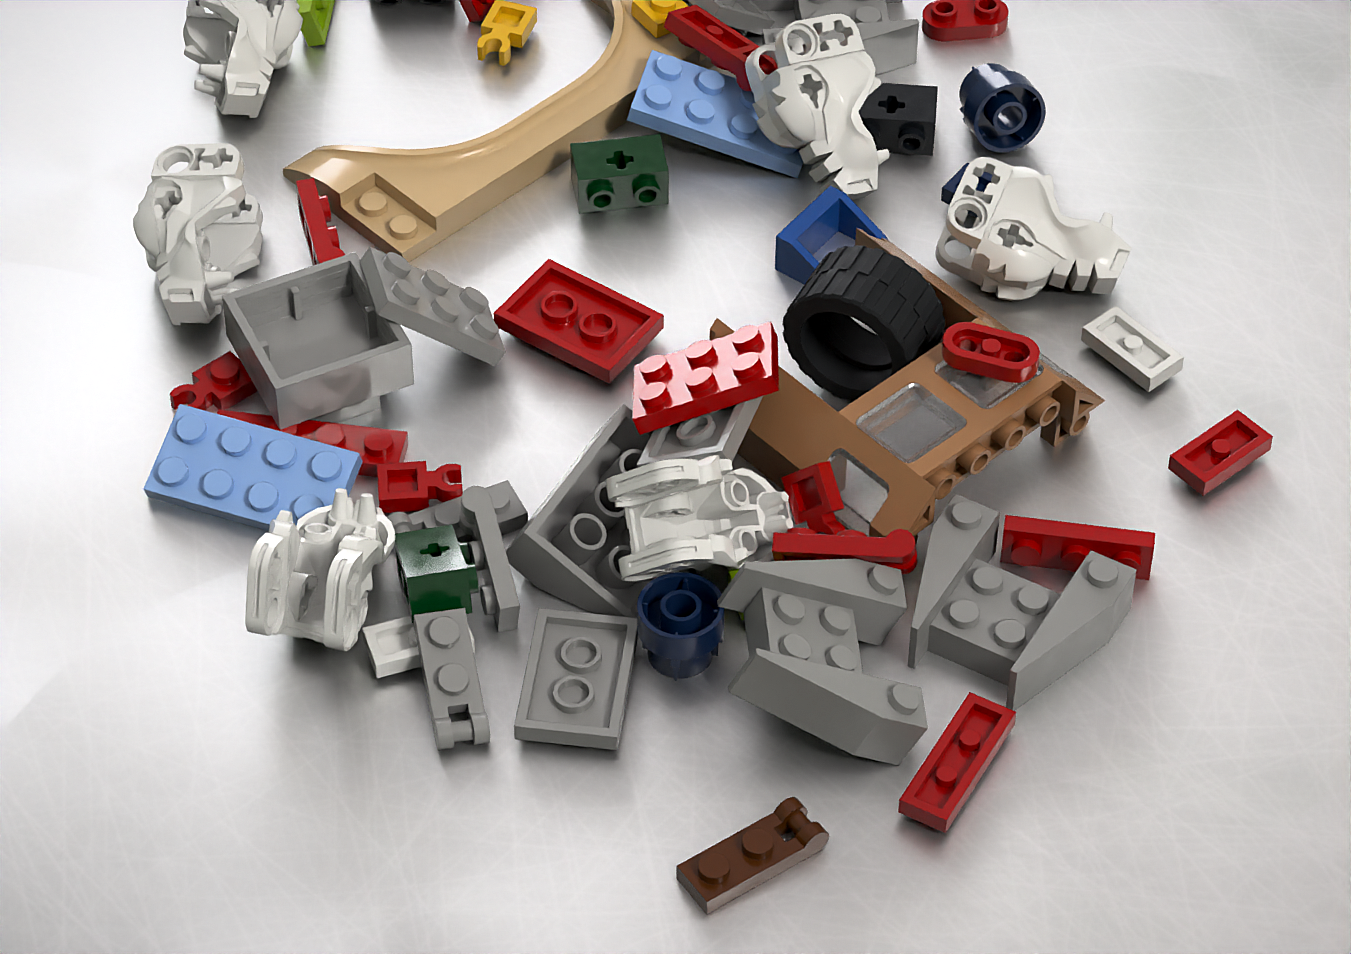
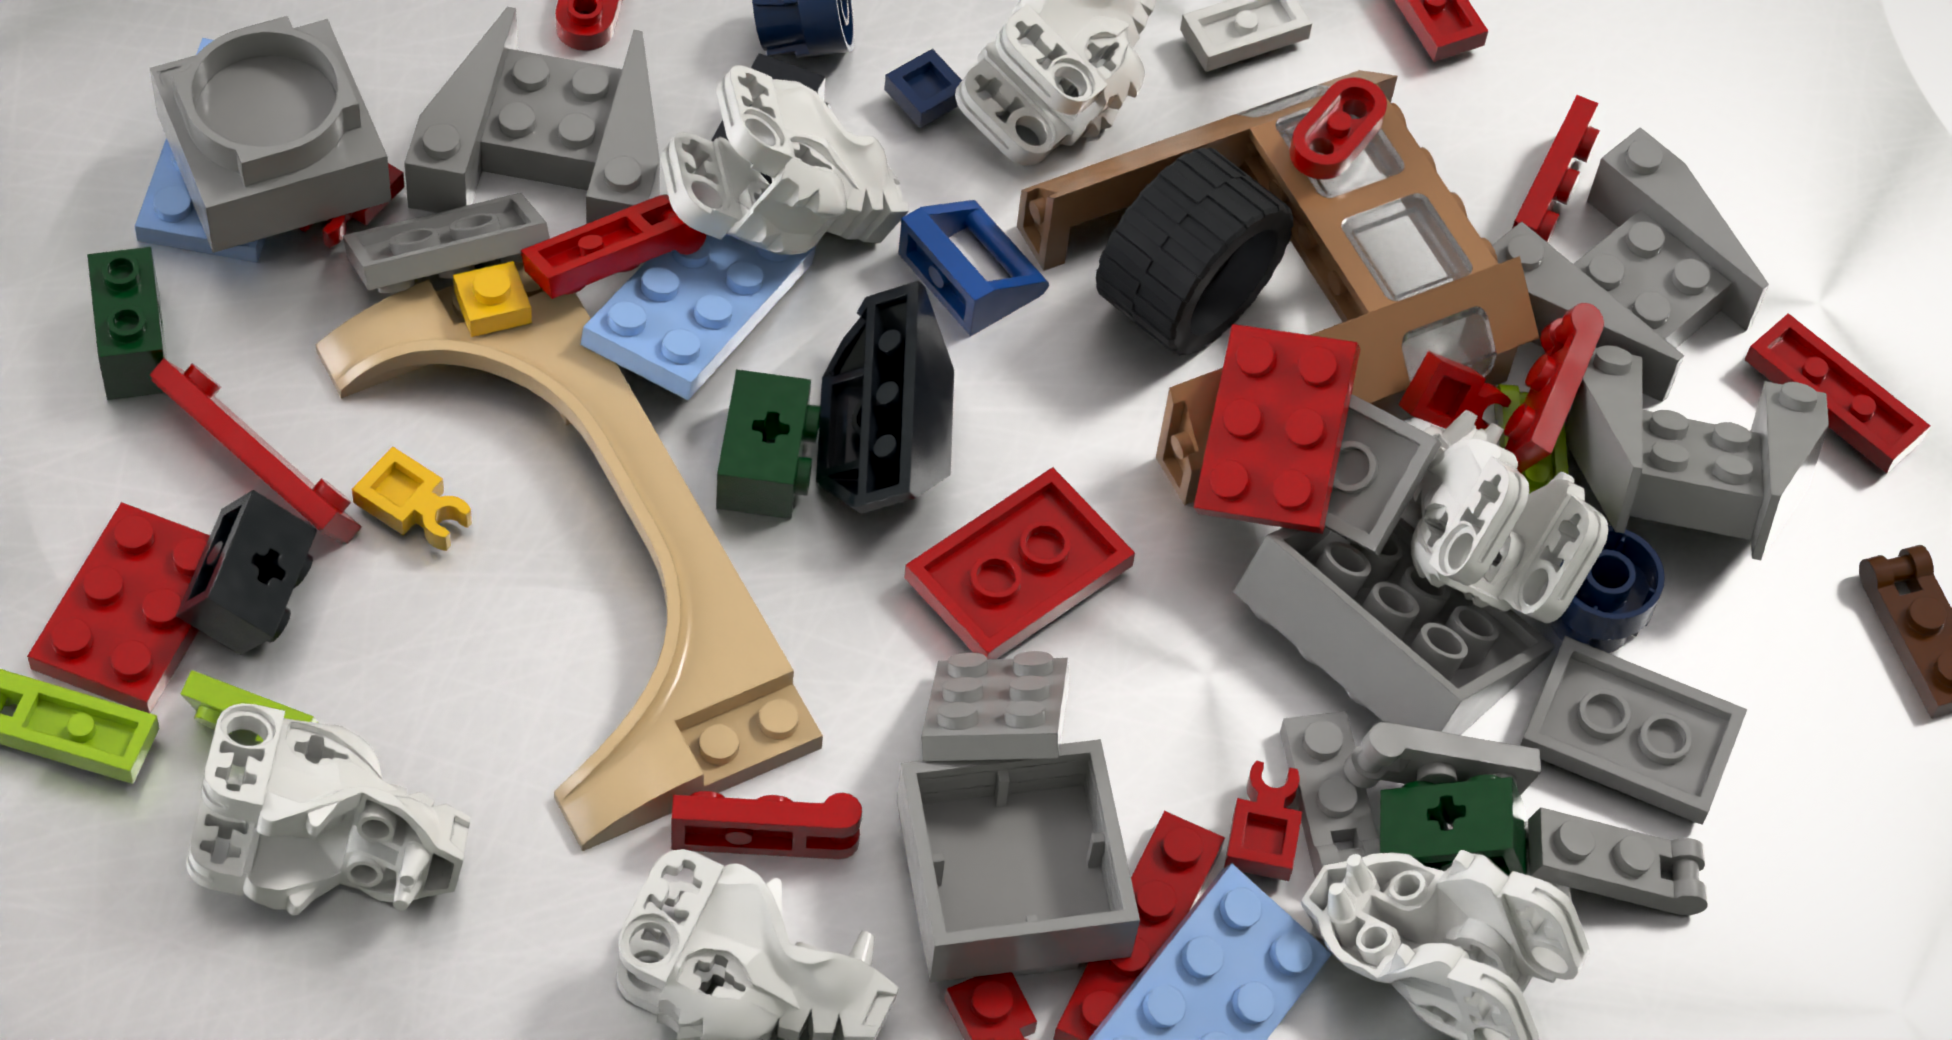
camera: 80 degrees left, 10 degrees up
(671, 224) = (887, 404): none -> black wedge

